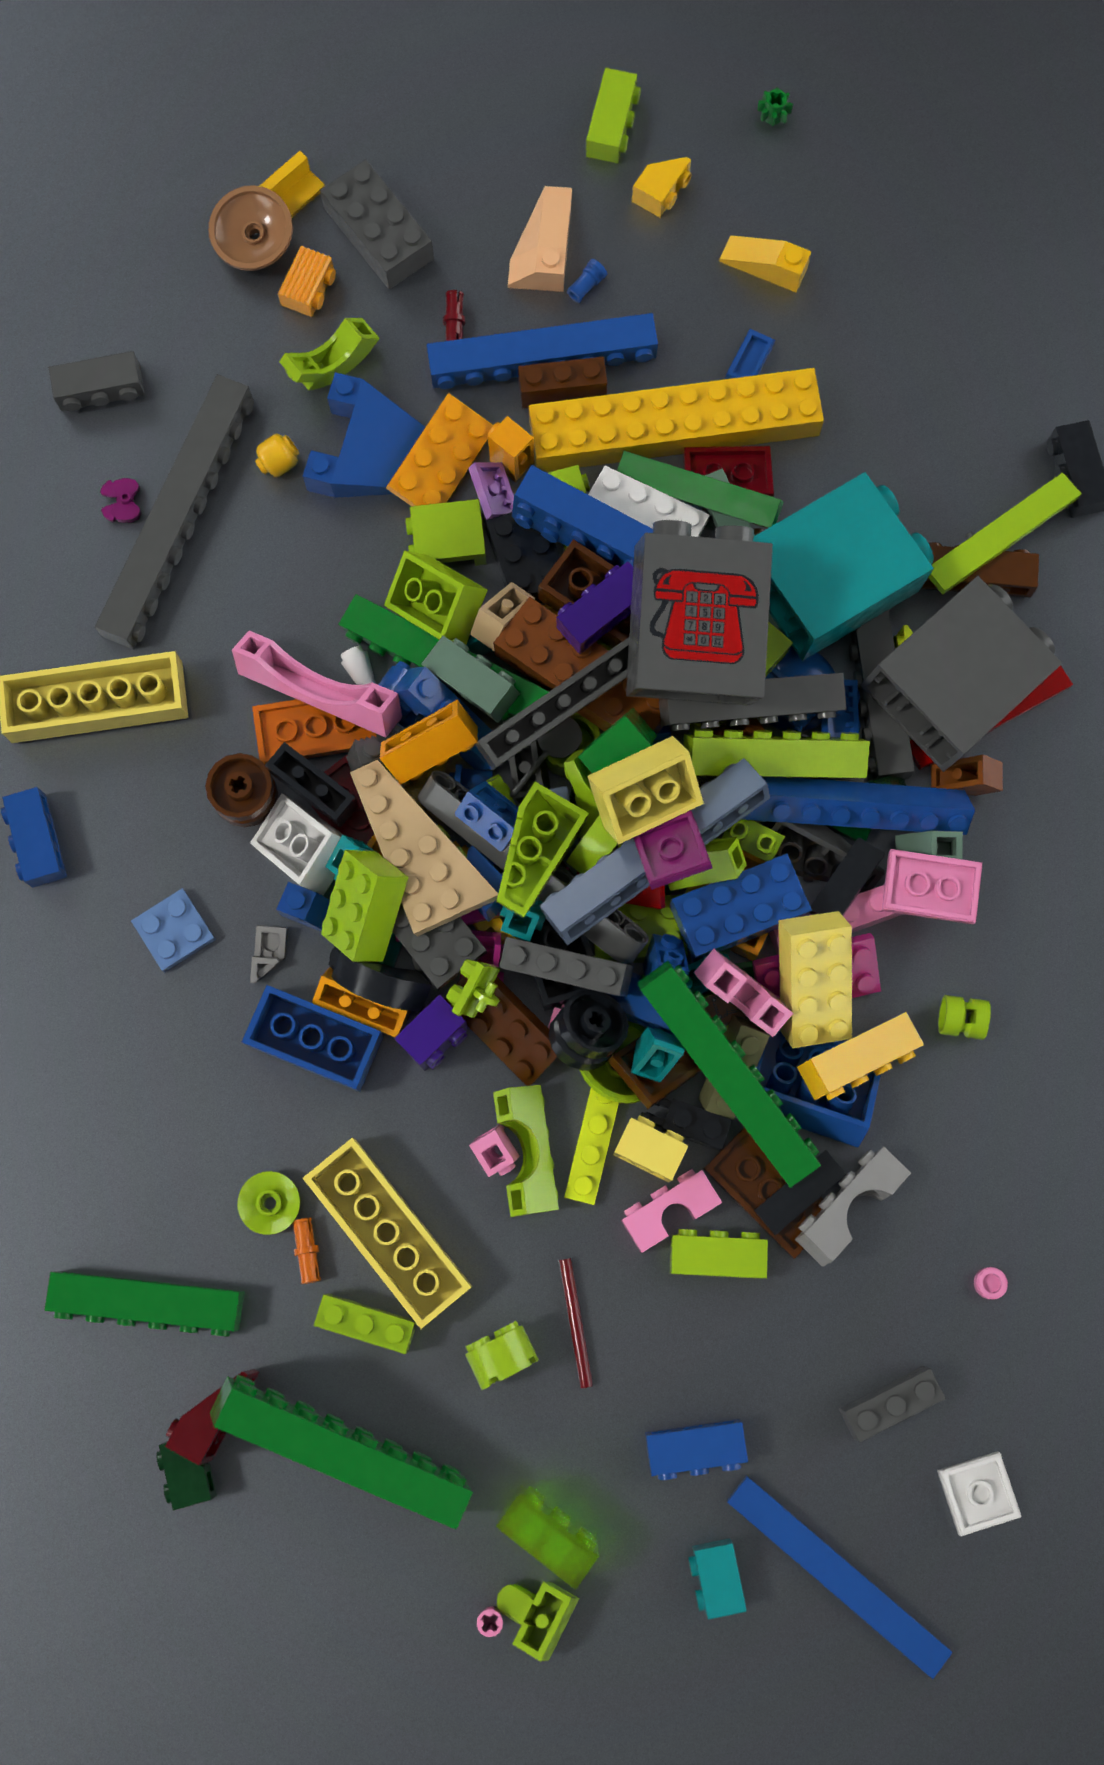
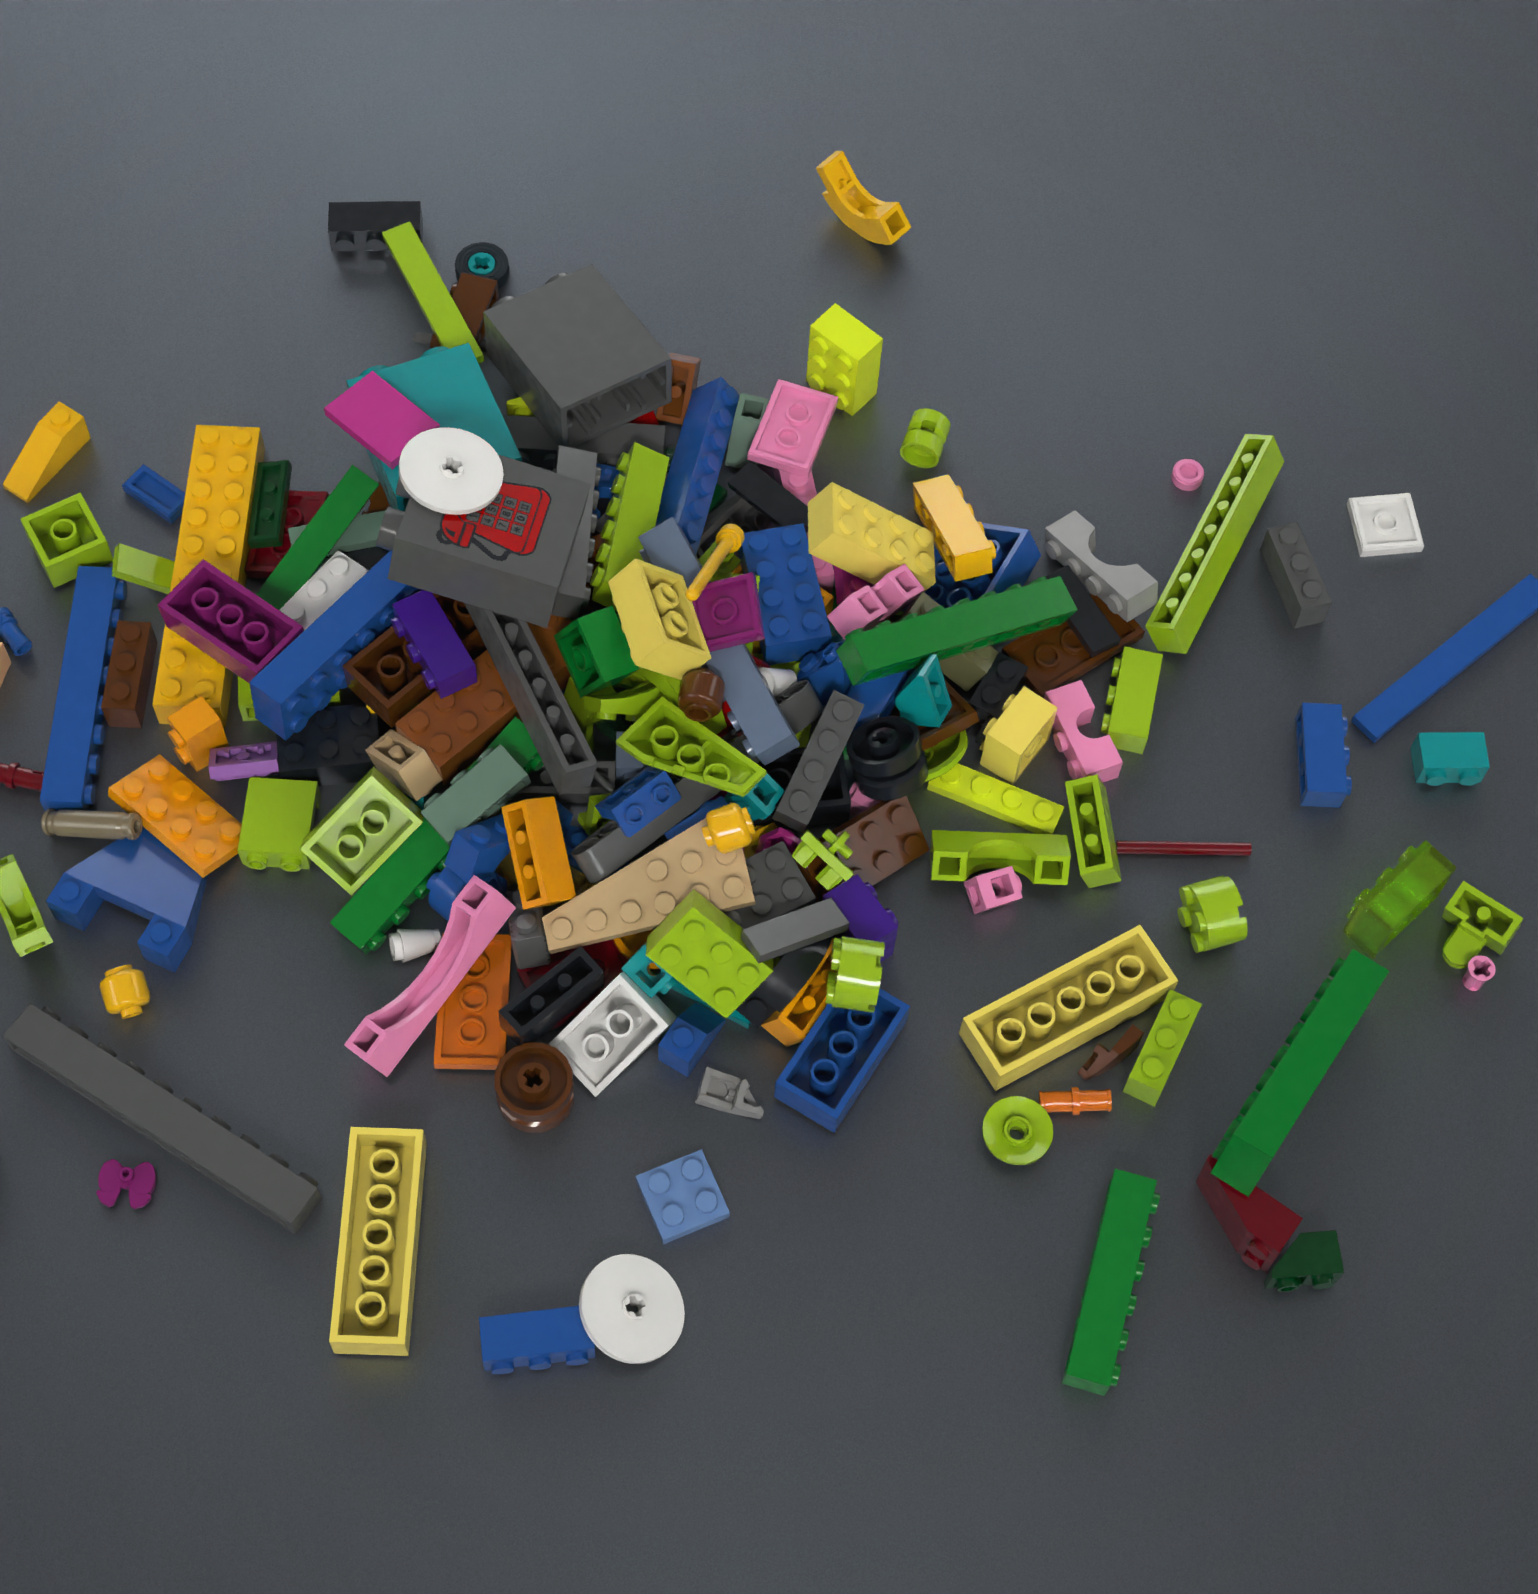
camera: 85 degrees left, 15 degrees down
(73, 883) = (625, 1334): none -> white piece
(347, 1268) = (1104, 1060): none -> reddish brown slope
(361, 1032) = (857, 974): none -> lime brick
(391, 973) = (794, 930): none -> dark grey tile
(416, 390) = (91, 824): none -> dark tan axle
(465, 895) = (728, 828): none -> yellow head
(567, 1233) = (1093, 831): none -> lime brick
(588, 844) = (701, 695): none -> reddish brown head
(603, 439) = (227, 621): none -> magenta brick
(643, 913) = (778, 679): none -> white cone
(664, 362) = (142, 568): none -> lime tile
(679, 297) = (66, 538): none -> lime brick
(739, 541) = (464, 492): none -> white piece
(752, 450) = (269, 504): none -> dark green tile
(772, 843) = (728, 541): none -> yellow piece
(824, 510) = (379, 417): none -> dark pink tile
(910, 1319) = (1215, 544): none -> lime brick
(1023, 920) = (844, 359): none -> neon yellow brick
(1067, 586) = (484, 255): none -> black bush

